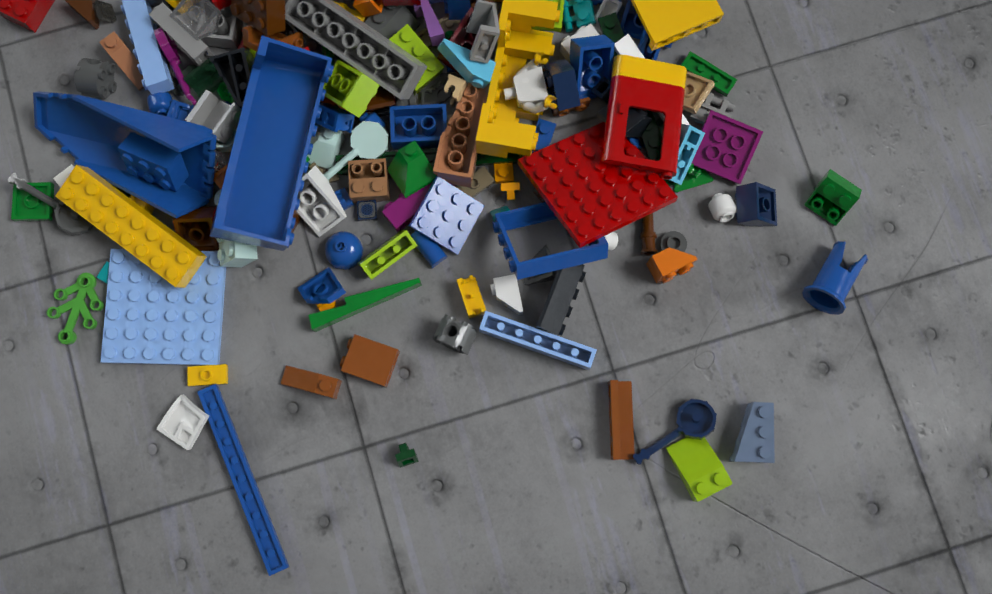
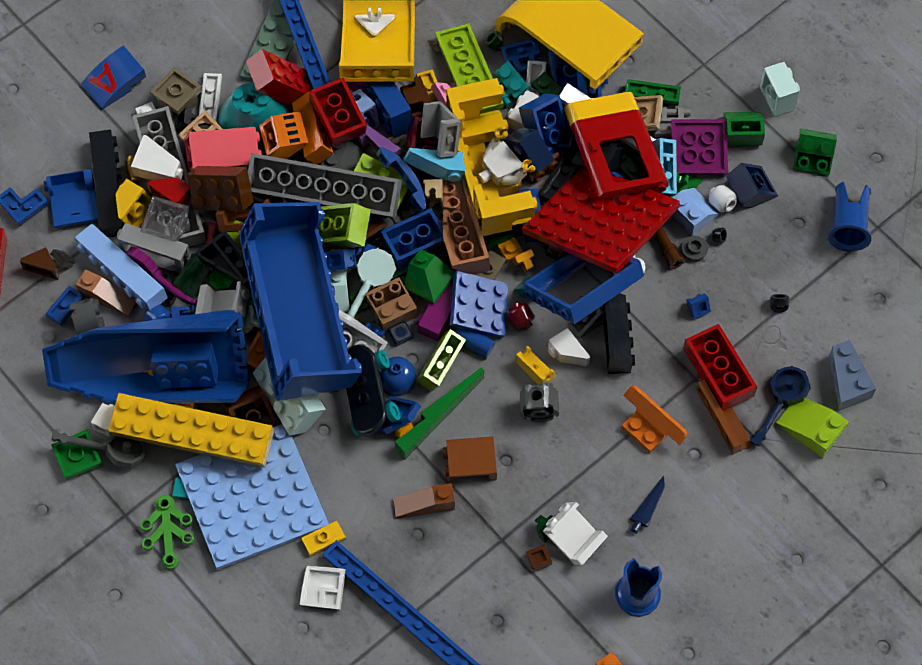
camera: 25 degrees left, 15 degrees down
(92, 51) = (61, 309): none -> blue plate
(302, 256) = (367, 395): none -> black piece
(386, 481) = (539, 558): none -> reddish brown plate
(426, 476) = (573, 534): none -> white panel
(427, 42) = (390, 159): none -> blue slope
(455, 538) = (650, 600): none -> blue piece
(480, 242) = (521, 316): none -> dark red head
(506, 478) = (645, 511): none -> dark blue bar
(537, 340) = (615, 377): light blue brick -> none
(547, 398) = (650, 422): none -> orange plate
(580, 122) = (561, 175): none -> black plate
(638, 374) = (720, 367): none -> red brick
(649, 303) = (699, 305): none -> blue tile
(668, 263) = (700, 262): orange slope -> none
(690, 206) = (693, 211): none -> light blue slope
(702, 241) = (719, 235): none -> black hinge
(726, 332) = (779, 300): none -> black tile
(777, 146) = (744, 128): none -> green slope
(830, 121) = (779, 88): none -> light aqua brick

